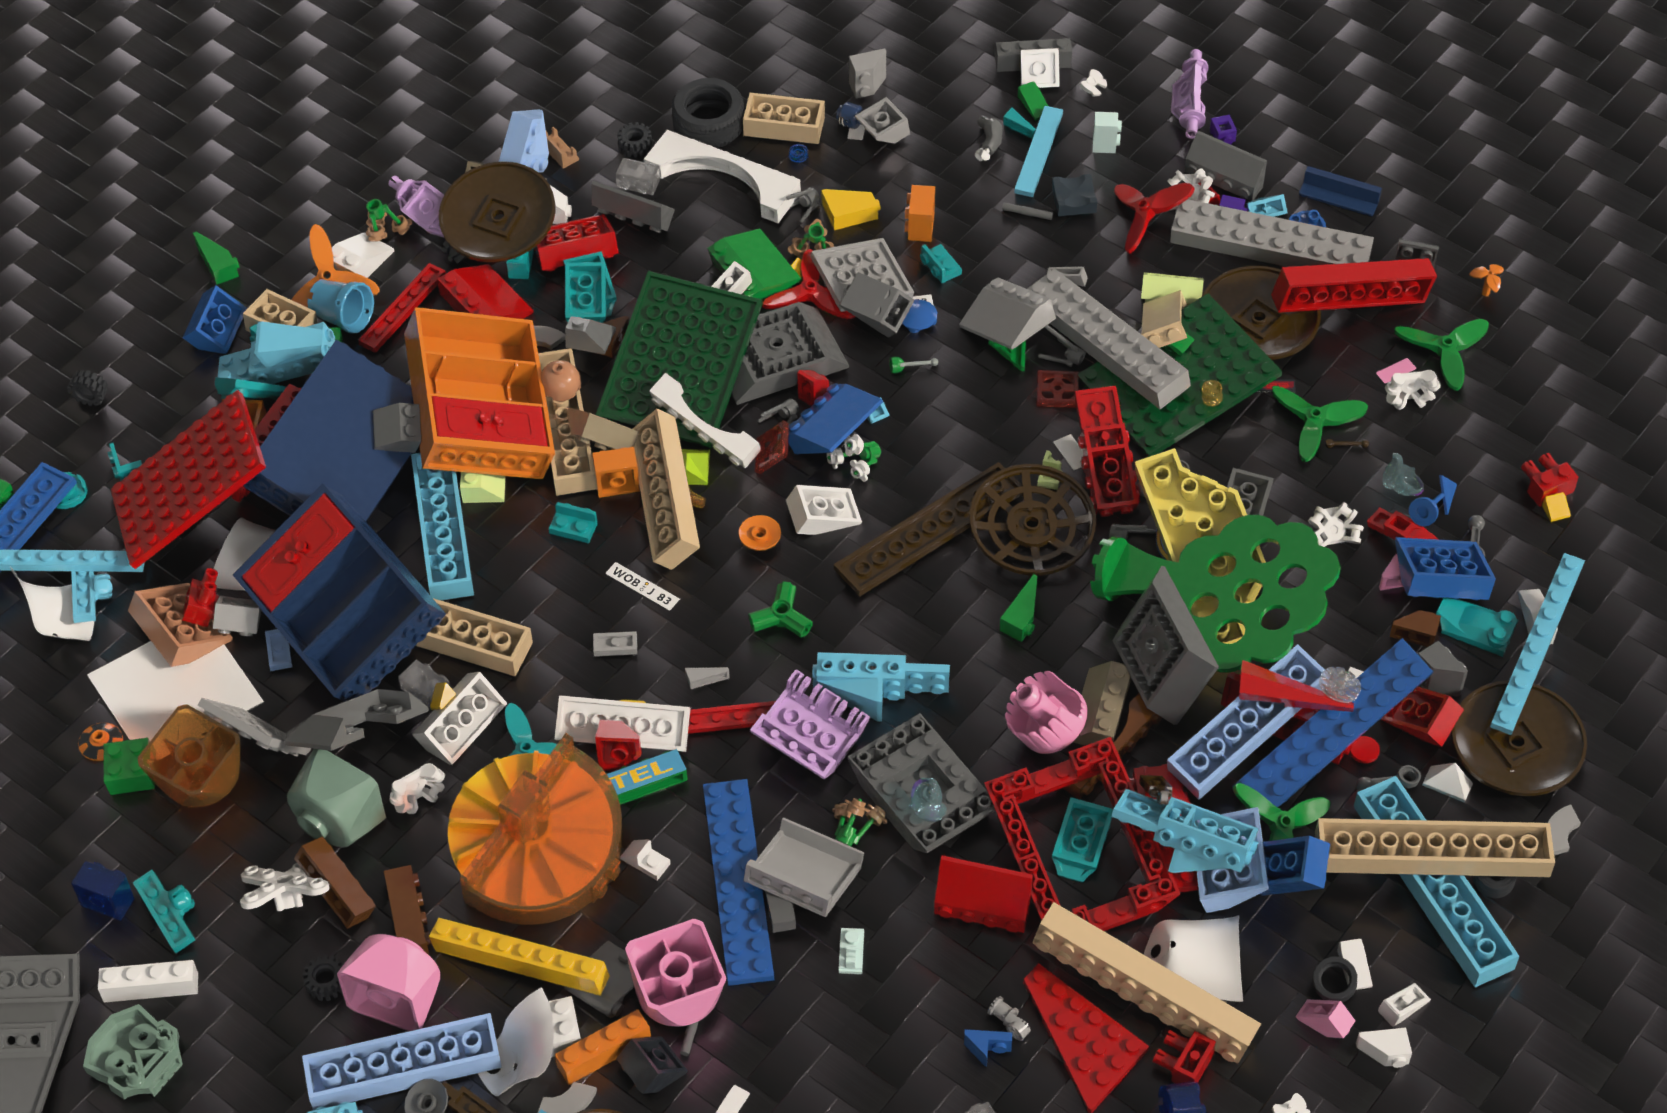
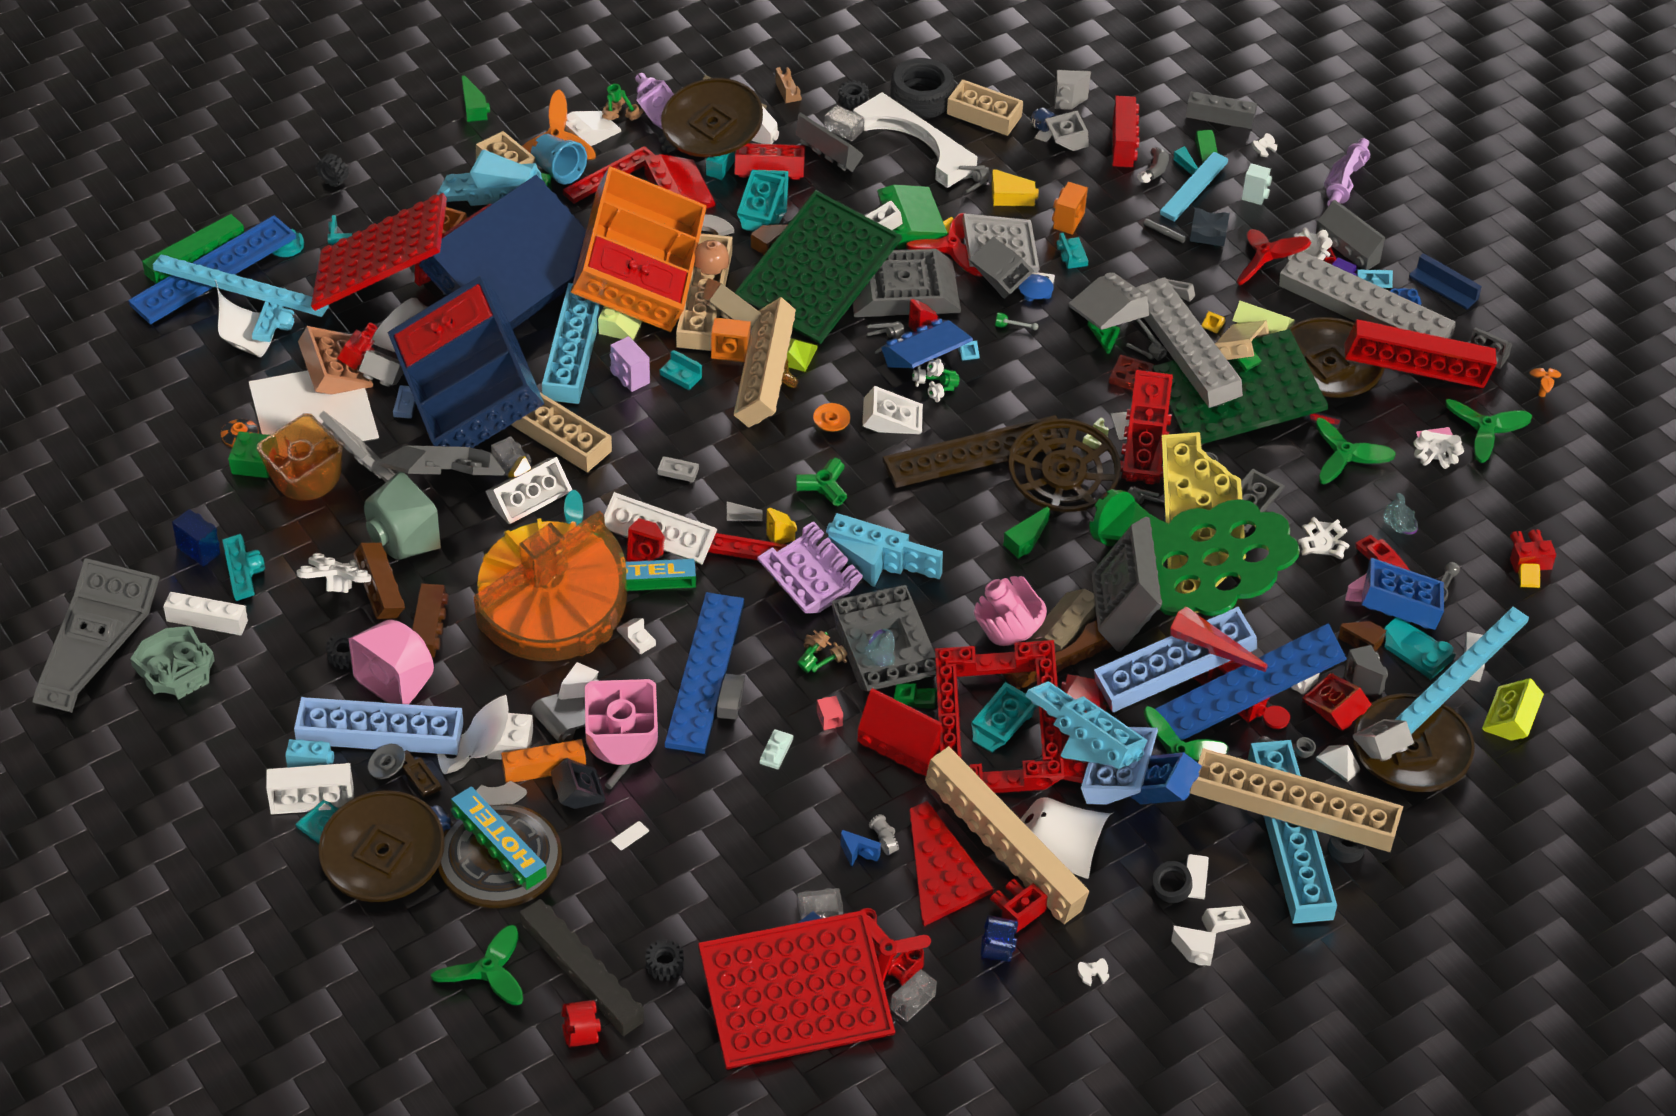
camera: 15 degrees right, 5 degrees down
(215, 321) = (453, 147): blue slope -> none
(249, 389) = (456, 199): teal slope -> none
(397, 427) = (561, 256): dark grey slope -> none
(411, 787) = (467, 529): white piece -> none
(515, 533) = (629, 364): none -> lavender piece
(519, 956) = (503, 674): yellow brick -> none
(526, 140) = (759, 69): light blue slope -> none
(588, 335) = (749, 229): dark grey slope -> none
(607, 937) = (574, 683): none -> white slope
(642, 586) = (719, 433): white sticker -> none
(739, 447) = (840, 346): white arch -> none
(755, 683) = (780, 527): none -> yellow slope
(780, 450) = (873, 348): clear red piece -> none
(798, 153) = (987, 138): clear blue tile -> none
(805, 867) = (762, 675): light grey panel -> none
(815, 234) = (972, 200): plant -> none
(894, 889) = (829, 712): none -> coral brick
(944, 107) = (1125, 131): none -> red brick
(978, 841) = (920, 698): none -> green slope
(1040, 66) = (1222, 120): white plate -> none
(1119, 304) = (1213, 322): none -> yellow slope
(1156, 787) = (1075, 687): dark brown hinge -> none
(1211, 387) = (1259, 406): clear yellow wheel -> none
(1225, 133) = (1362, 212): dark purple brick -> none
(1326, 1017) = (1153, 909): bright pink slope -> none
(1330, 443) = (1350, 475): dark brown hinge -> none
(1340, 685) = (1254, 642): clear wheel -> none
(1425, 510) = (1404, 543): blue piece -> none
(1491, 744) = (1384, 738): none -> light grey slope
(1561, 826) = (1420, 824): light grey tile -> none
(1602, 668) = (1513, 710): none -> neon yellow slope

